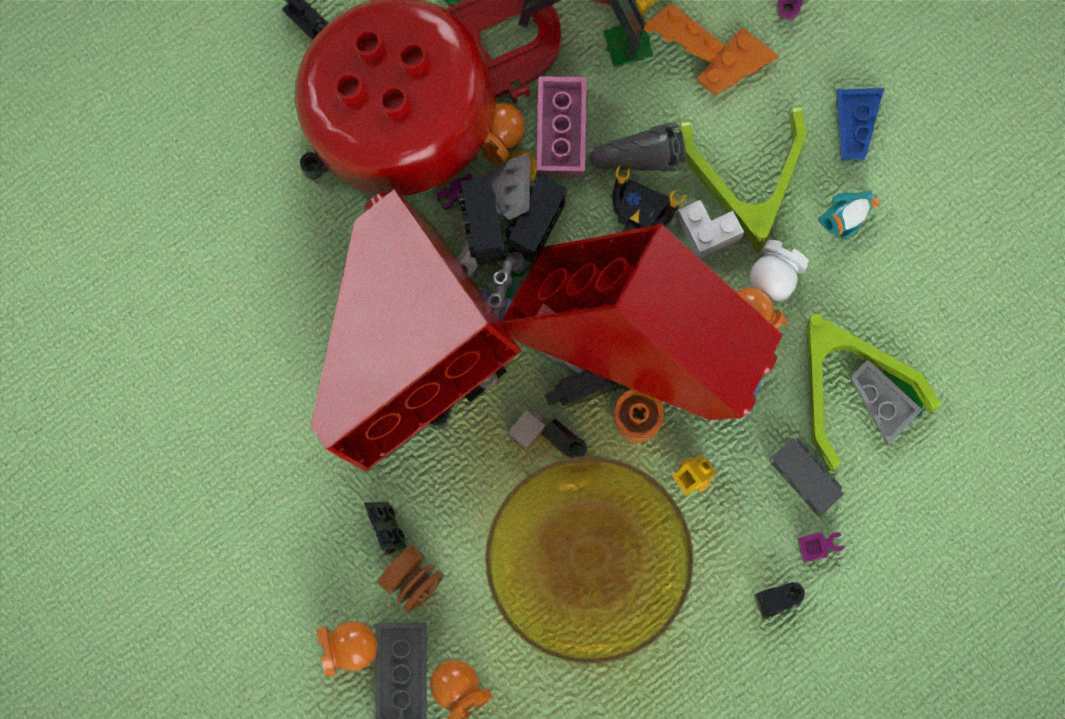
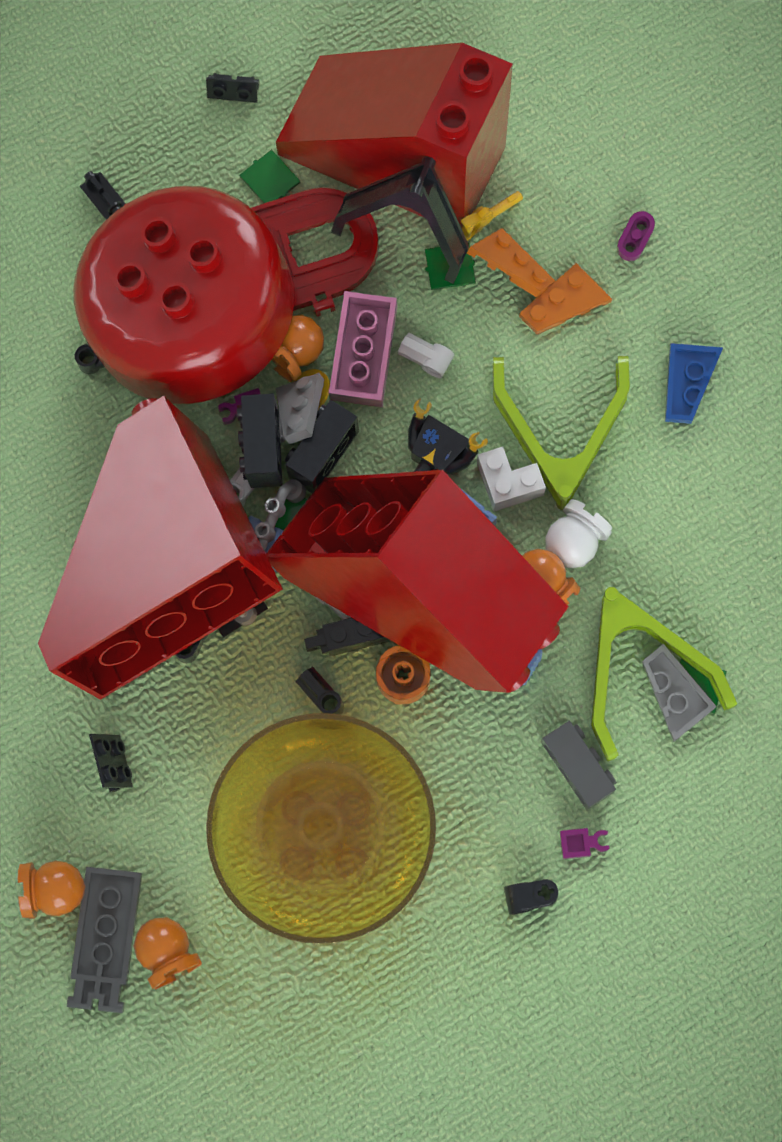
camera: 10 degrees right, 0 degrees up
(410, 578) = (133, 827): dark orange wheel -> none
(526, 430) = (280, 675): light grey brick -> none
(617, 124) = (432, 358): none -> white piece
(648, 150) = (455, 385): dark grey cone -> none
(694, 474) = (455, 747): yellow brick -> none
(848, 212) = (664, 479): animal -> none

